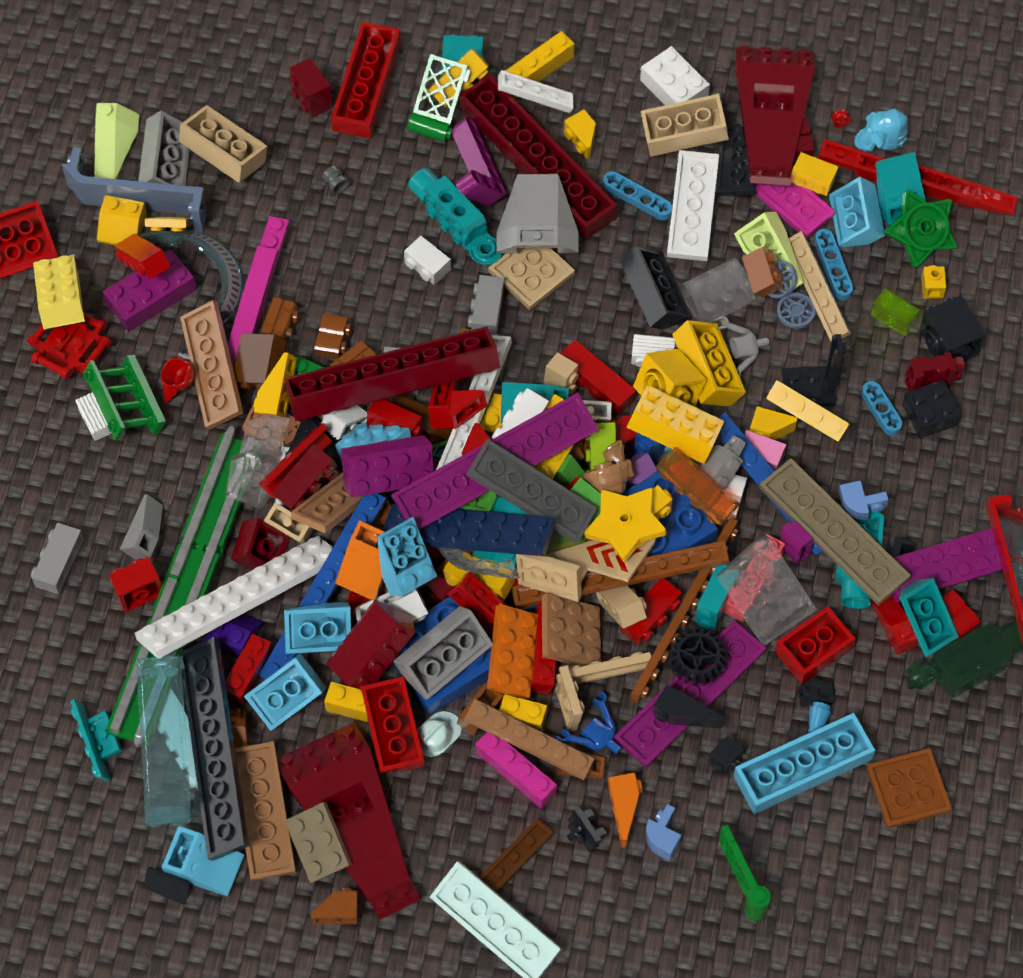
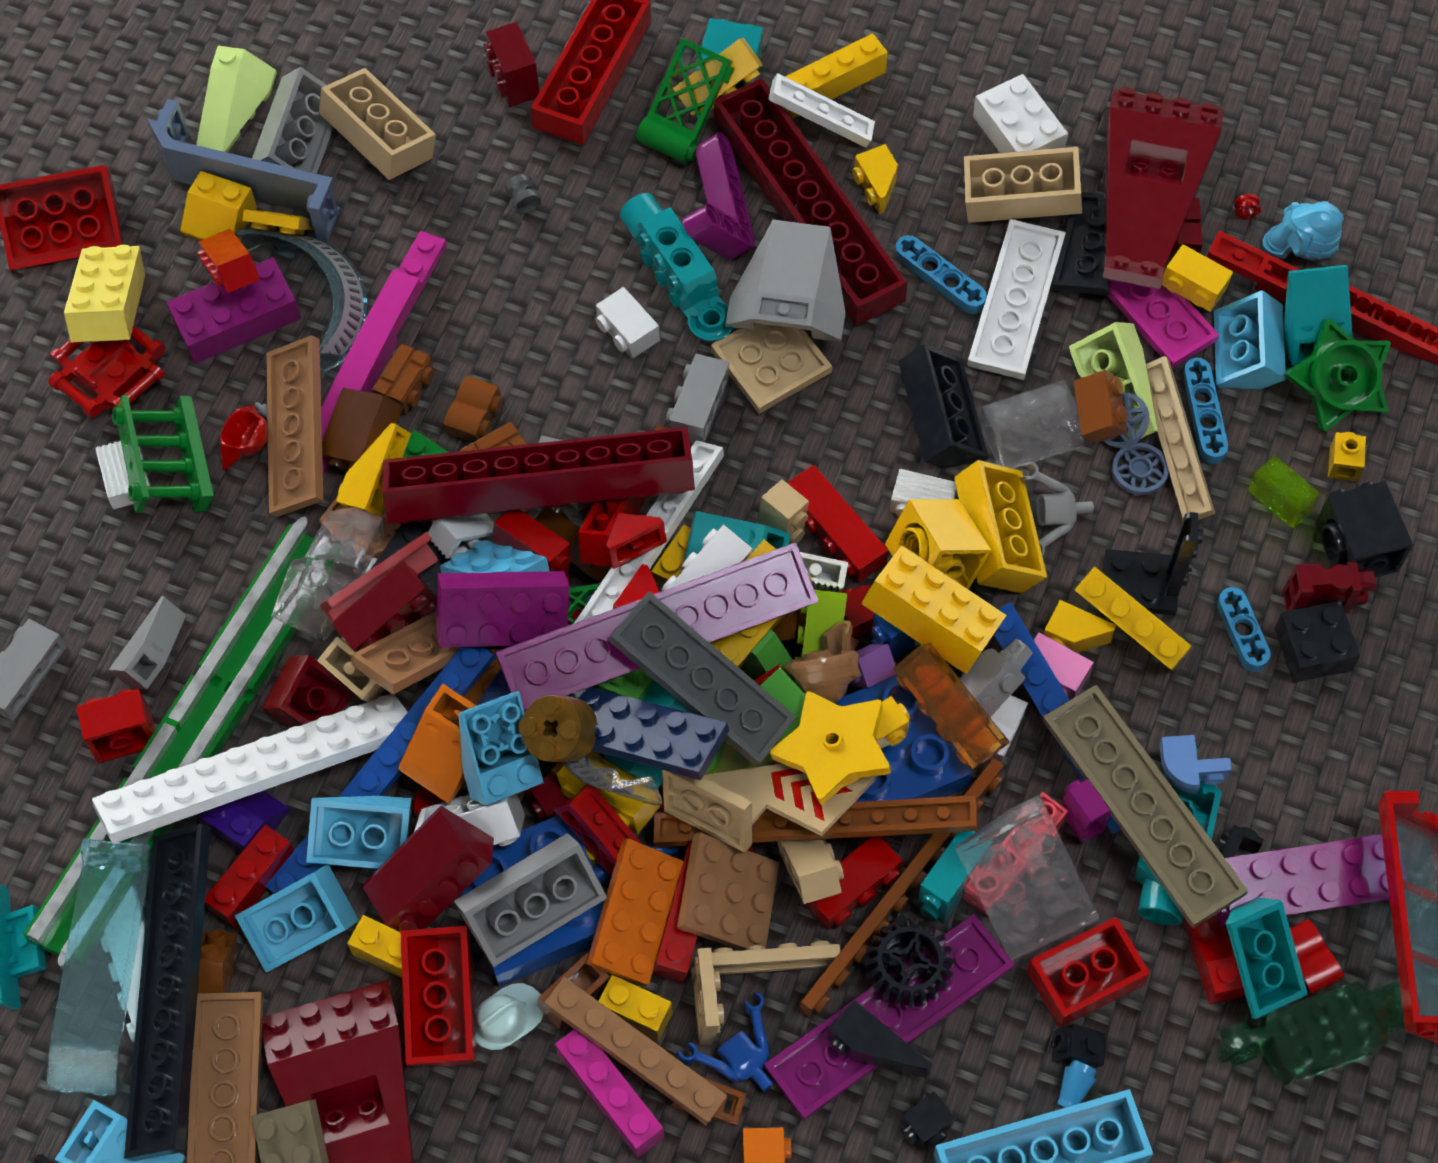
camera: 10 degrees right, 0 degrees up
(432, 537) = (558, 728): none -> pearl gold brick

